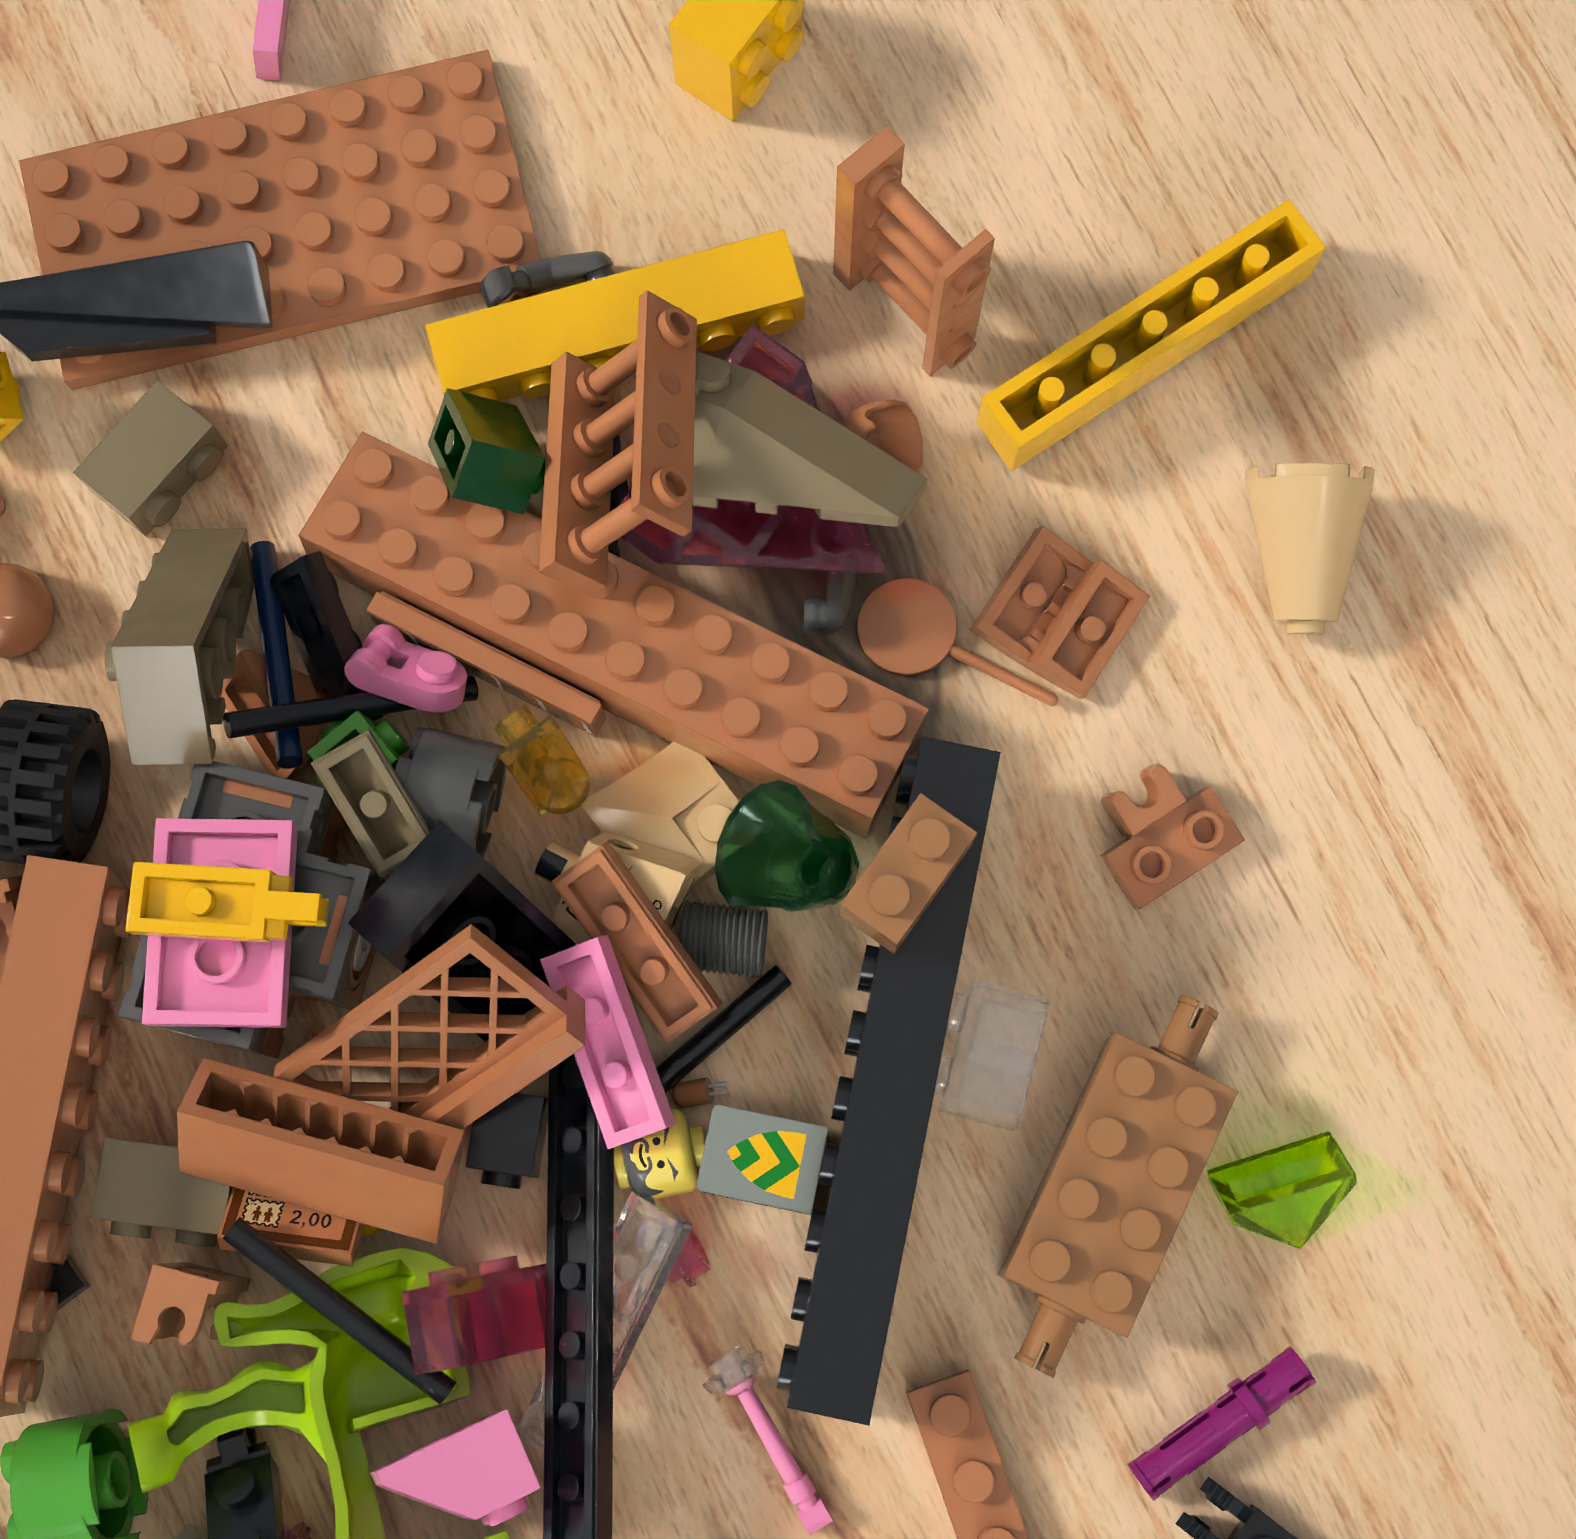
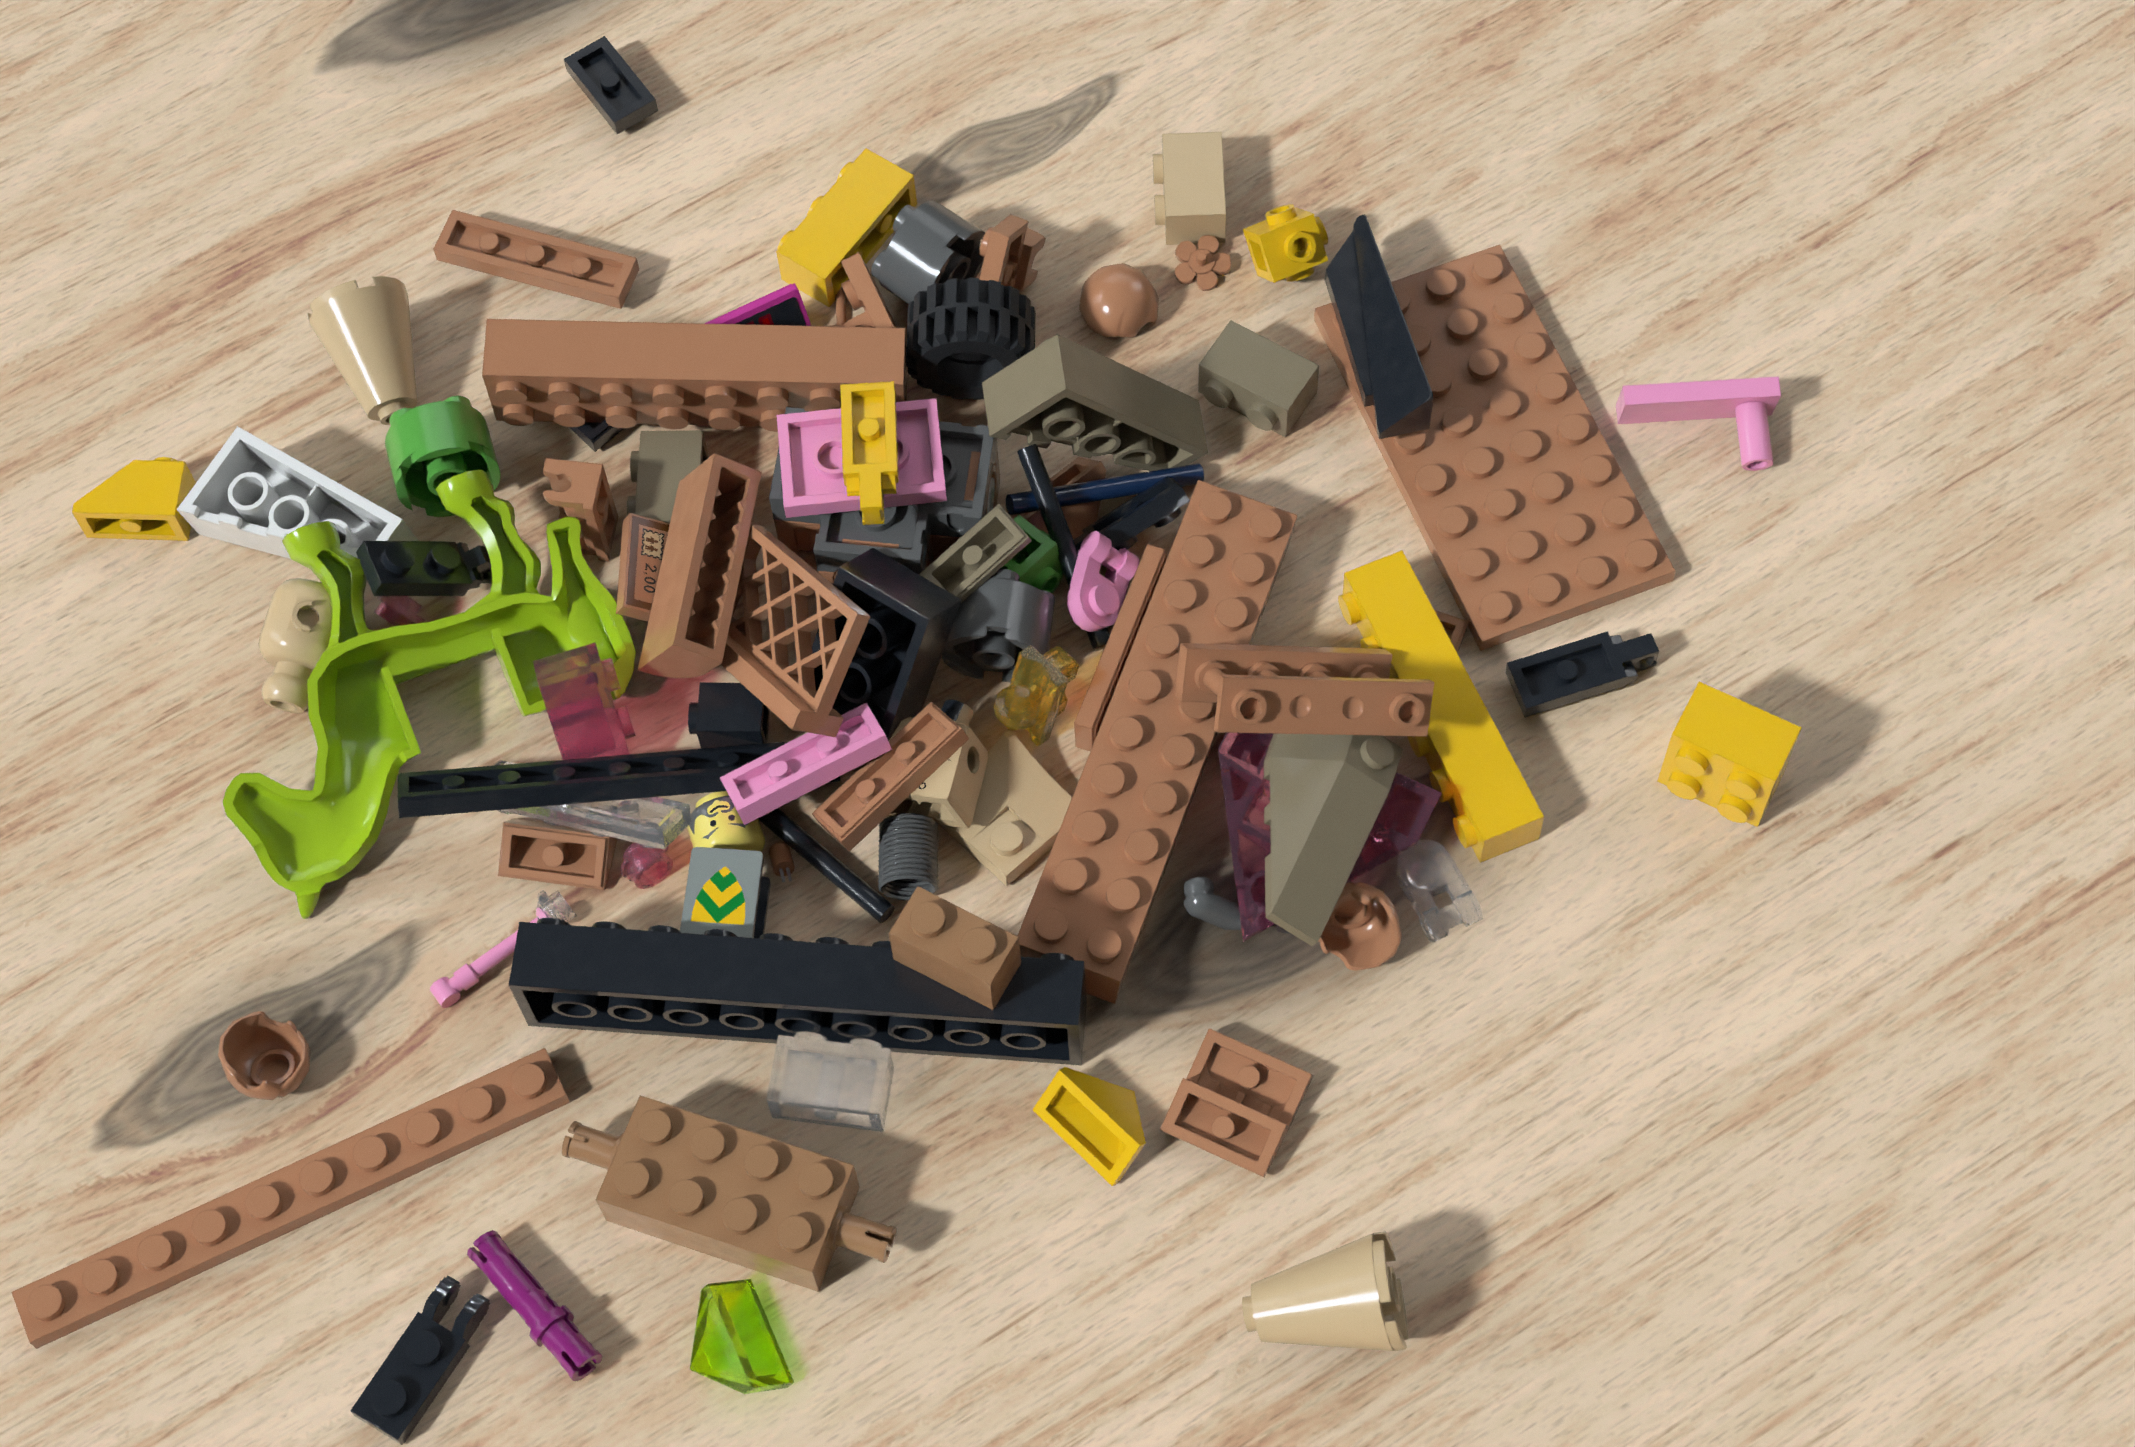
camera: 85 degrees right, 15 degrees down
(335, 1307) = (583, 599): black bar -> none
(467, 1473) = (462, 713): bright pink slope -> none
(486, 452) = (1295, 609): dark green brick -> none
(544, 274) = (1475, 643): dark grey arm -> none
(596, 173) = (1579, 670): none -> black hinge
(657, 1371) = (555, 854): none -> nougat slope
(783, 852) = (984, 877): clear green helmet -> none
(827, 368) = (1430, 871): none -> clear plate
(901, 246) = (1534, 890): nougat fence -> none
(913, 628) = (1205, 983): nougat piece -> none
(1067, 763) = (1094, 1120): none -> yellow slope
(1149, 335) = (1506, 1142): yellow brick -> none
(1165, 836) = (1042, 1211): nougat plate -> none

